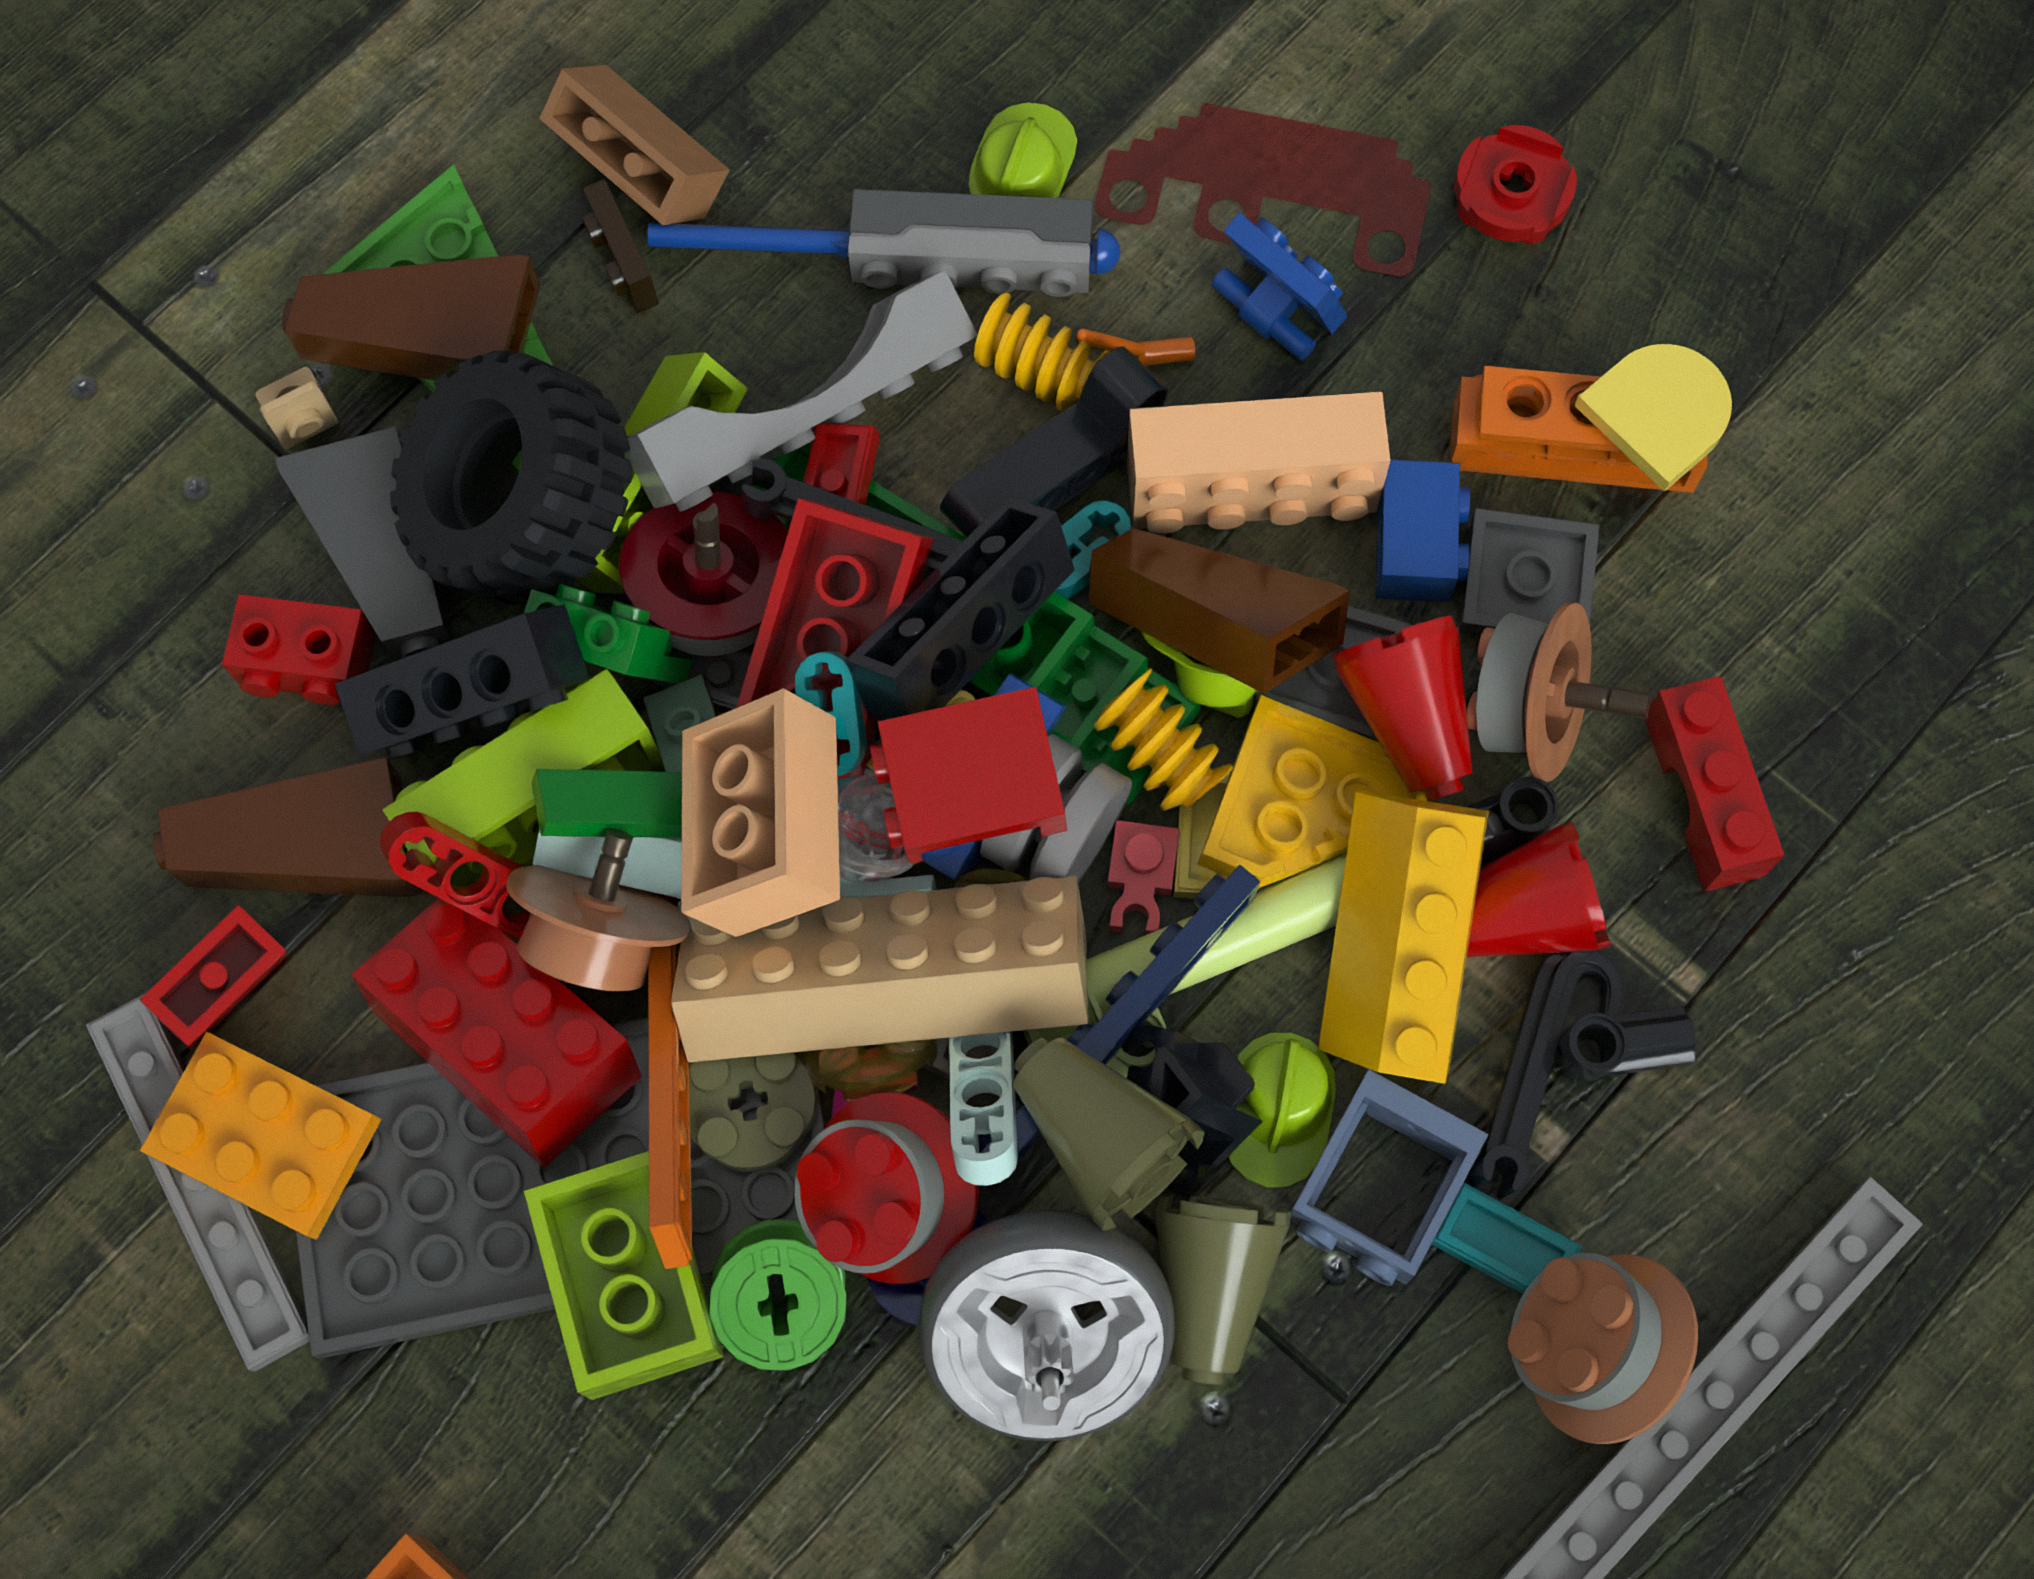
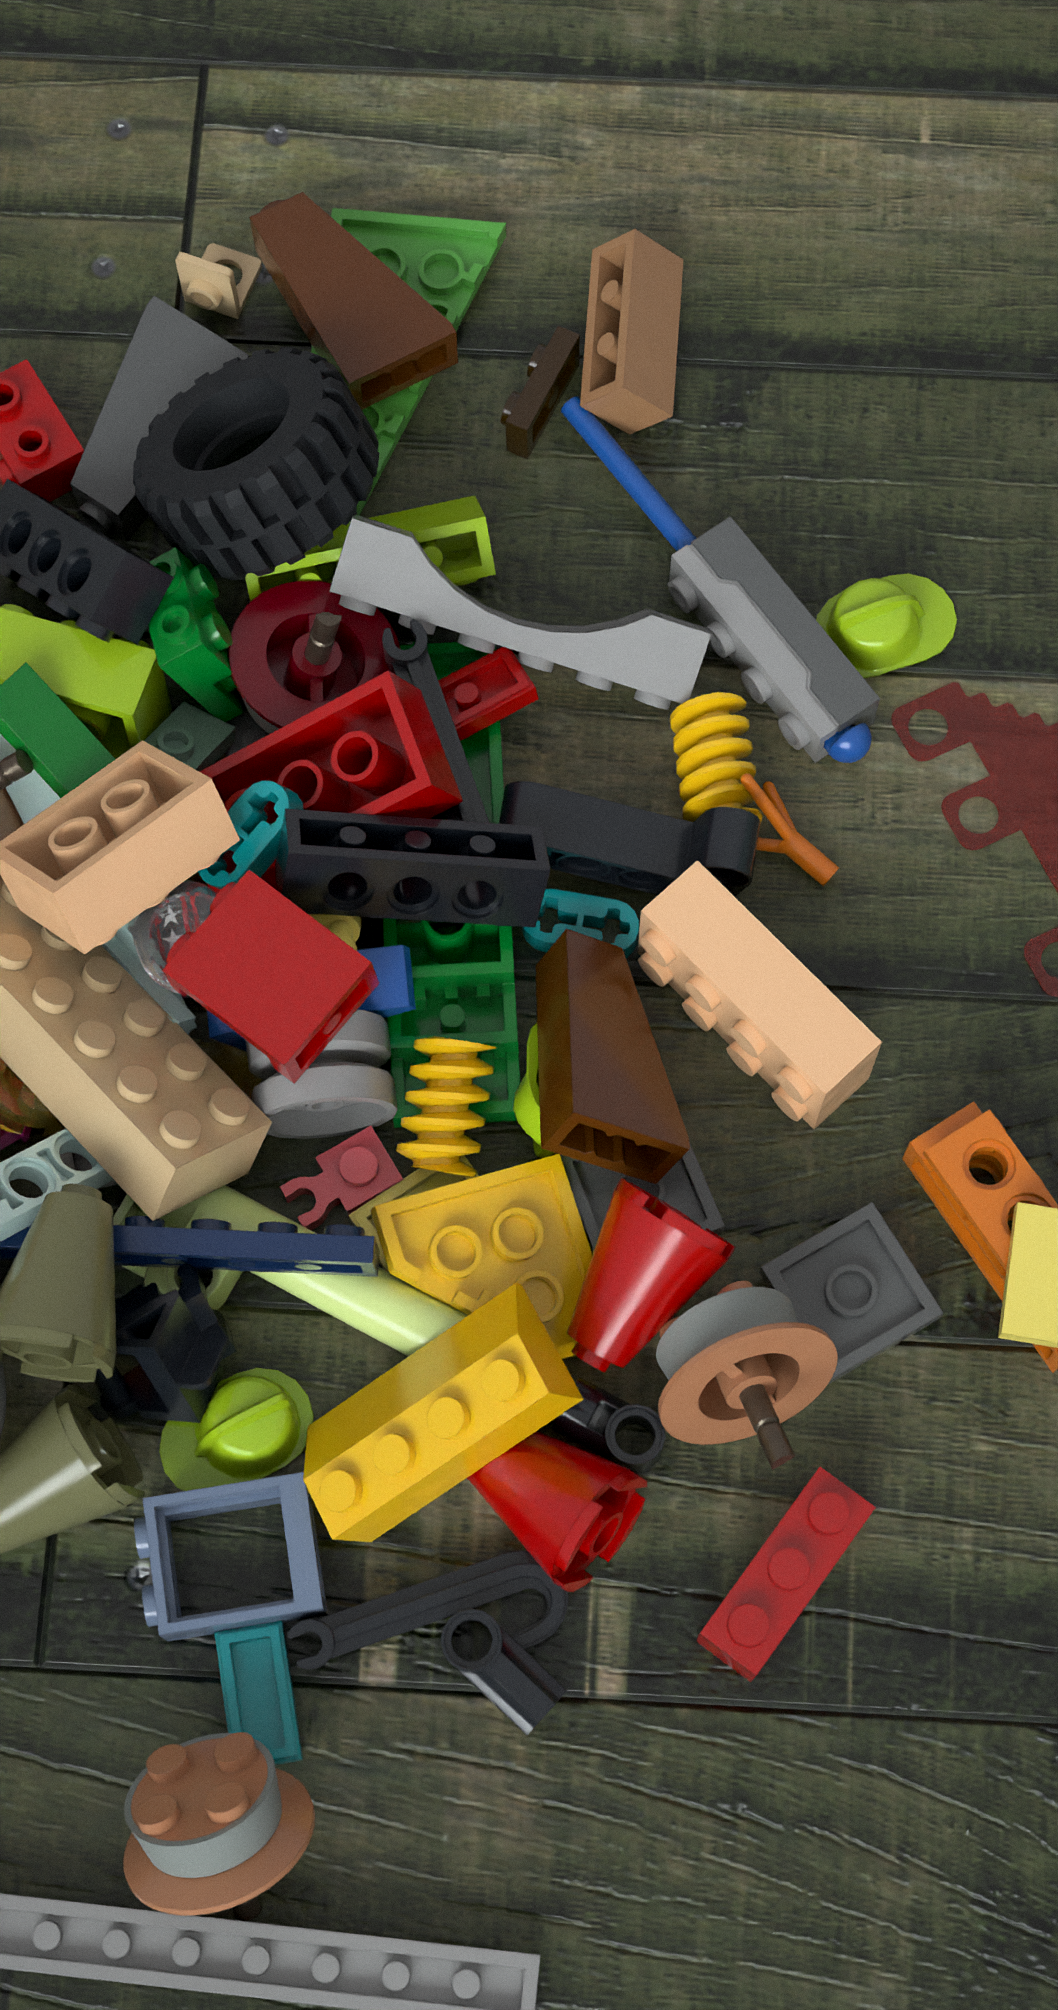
camera: 50 degrees right, 0 degrees up
(1283, 290) = (935, 899): blue plate -> none
(1420, 532) = (816, 1172): blue brick -> none

